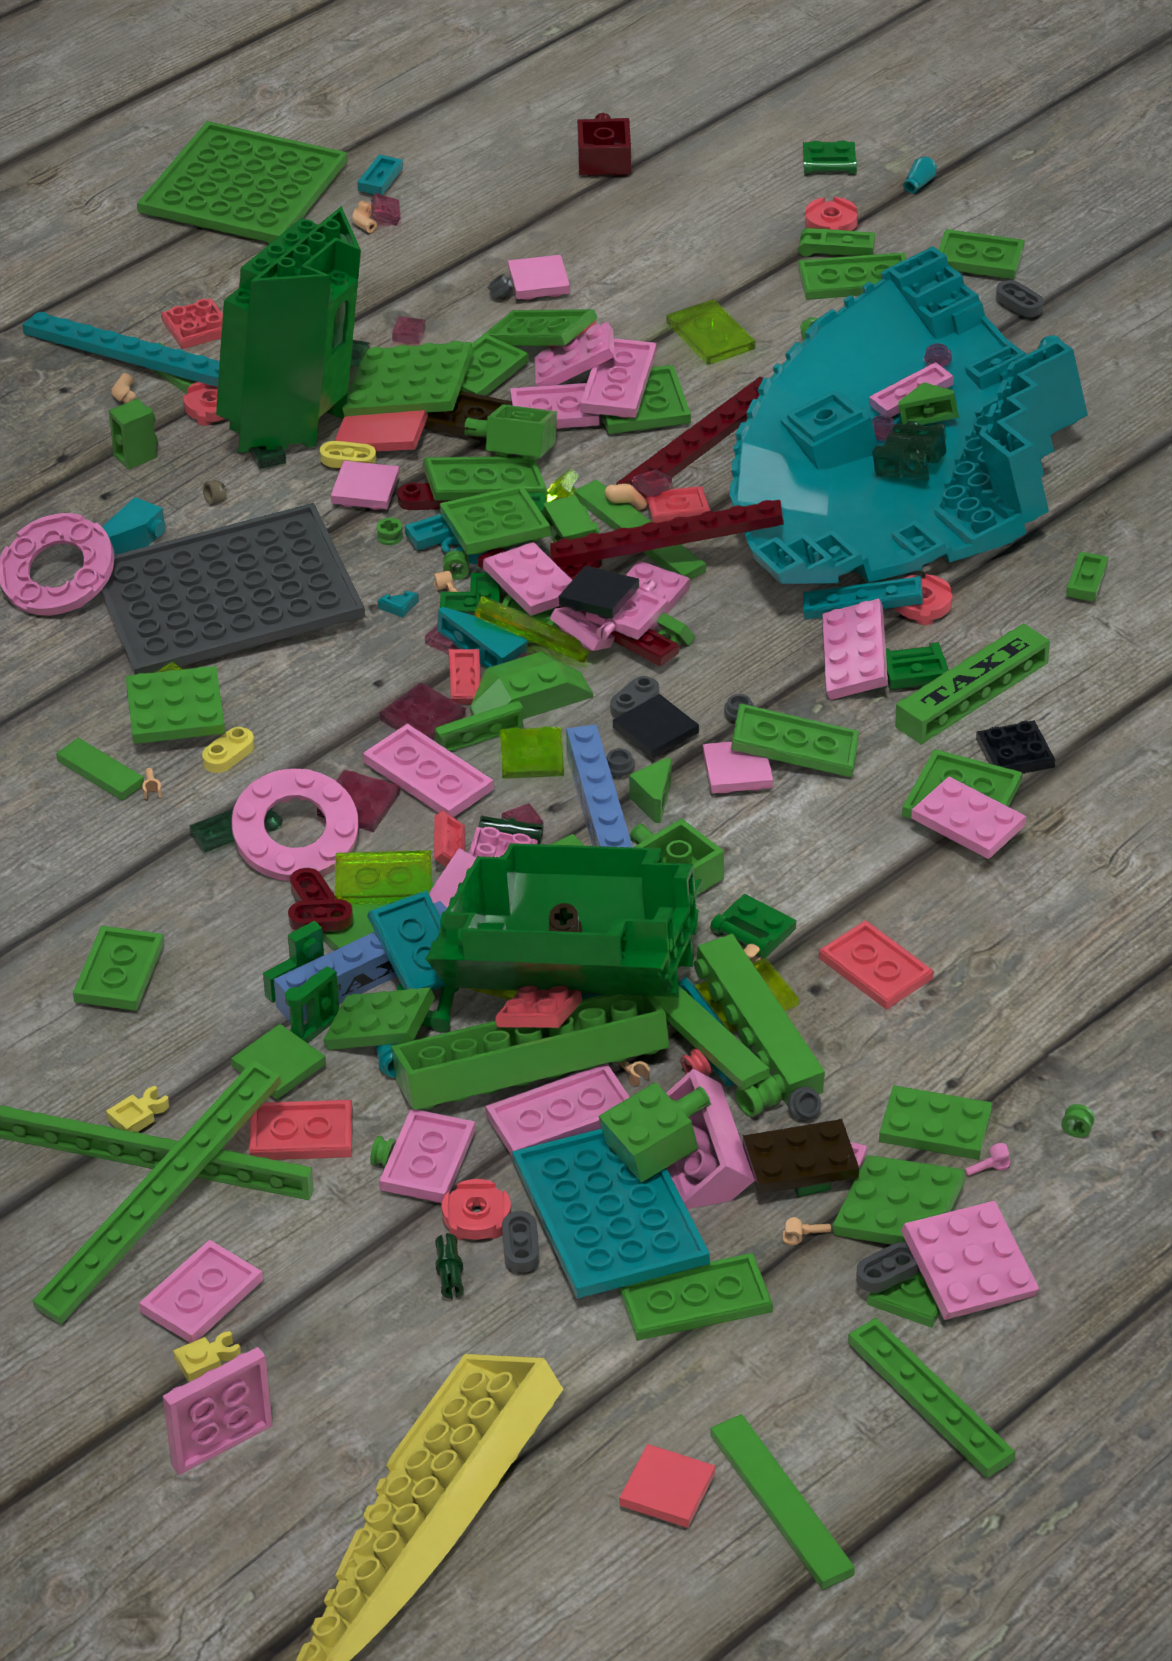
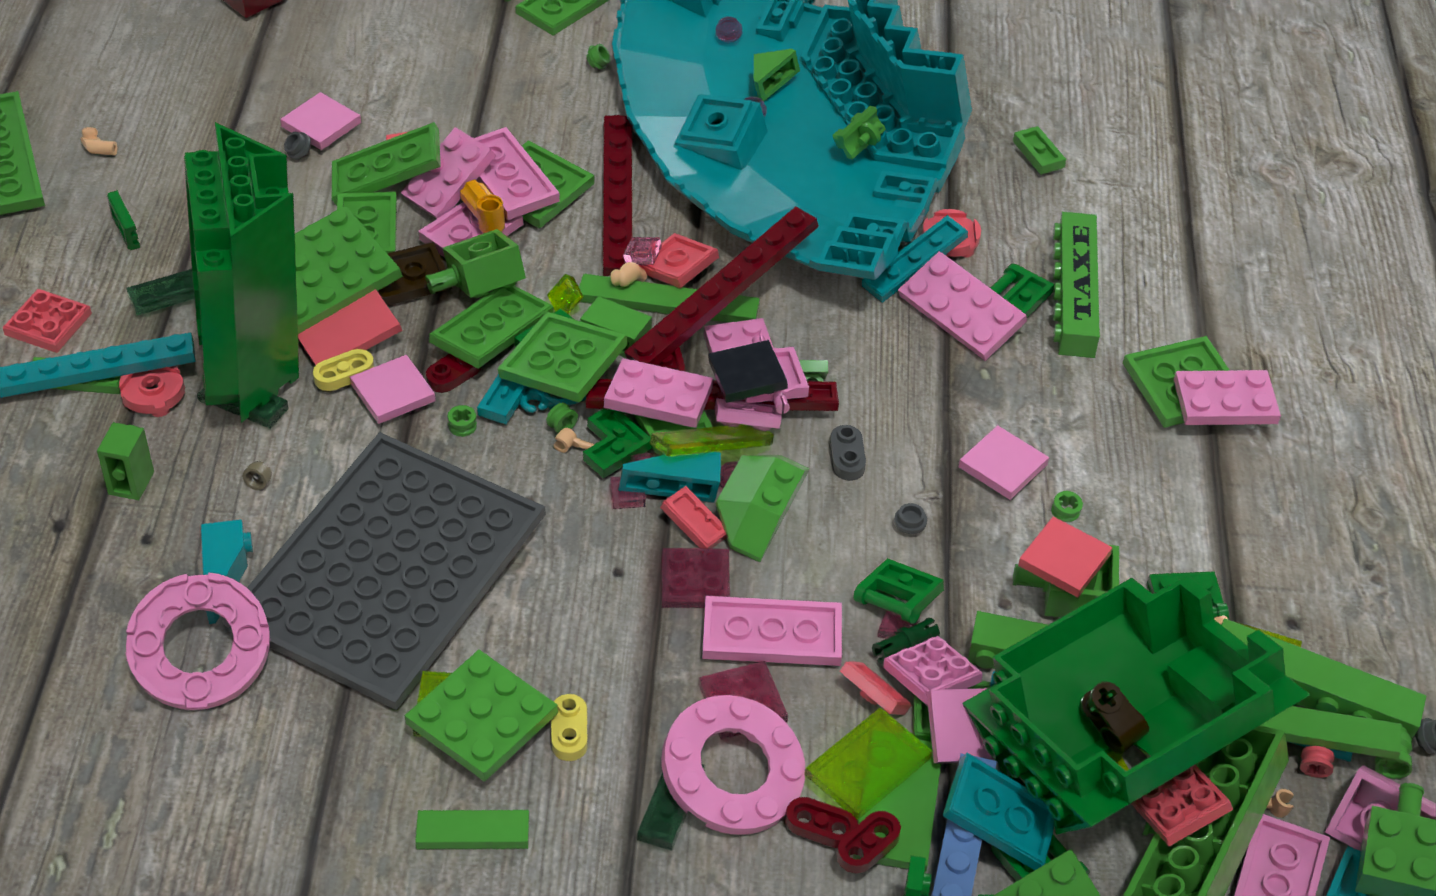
camera: 45 degrees left, 5 degrees up
(121, 389) = (50, 425): light nougat arm -> none
(151, 784) = (541, 813): light nougat hand -> none
(380, 175) = (69, 98): teal plate -> none
(385, 209) = (112, 126): clear pink plate -> none
(398, 604) = (548, 484): teal tile -> none
(479, 727) = (769, 557): bright green tile -> none
(531, 752) = (828, 555): clear neon green tile -> none
(553, 794) = (903, 582): none -> green plate
(569, 392) = (484, 206): none -> light orange piece
(596, 788) = (965, 573): medium blue brick -> none
(651, 787) = (974, 528): bright green slope -> none
(655, 726) = (900, 467): black tile -> none
(665, 826) = (1065, 556): none -> coral tile
(710, 331) = (515, 98): clear neon green tile -> none
(732, 705) = (938, 409): dark grey plate -> none
(749, 813) = (1067, 498): none -> bright green bush
(795, 740) = (1020, 412): bright green tile -> none
(876, 964) = (1309, 570): coral tile -> none
(887, 400) = (739, 67): bright pink plate -> none
(910, 443) = (801, 109): clear green hips -> none
(932, 482) = (862, 131): none -> bright green hips
(1016, 747) = (1165, 318): black tile -> none

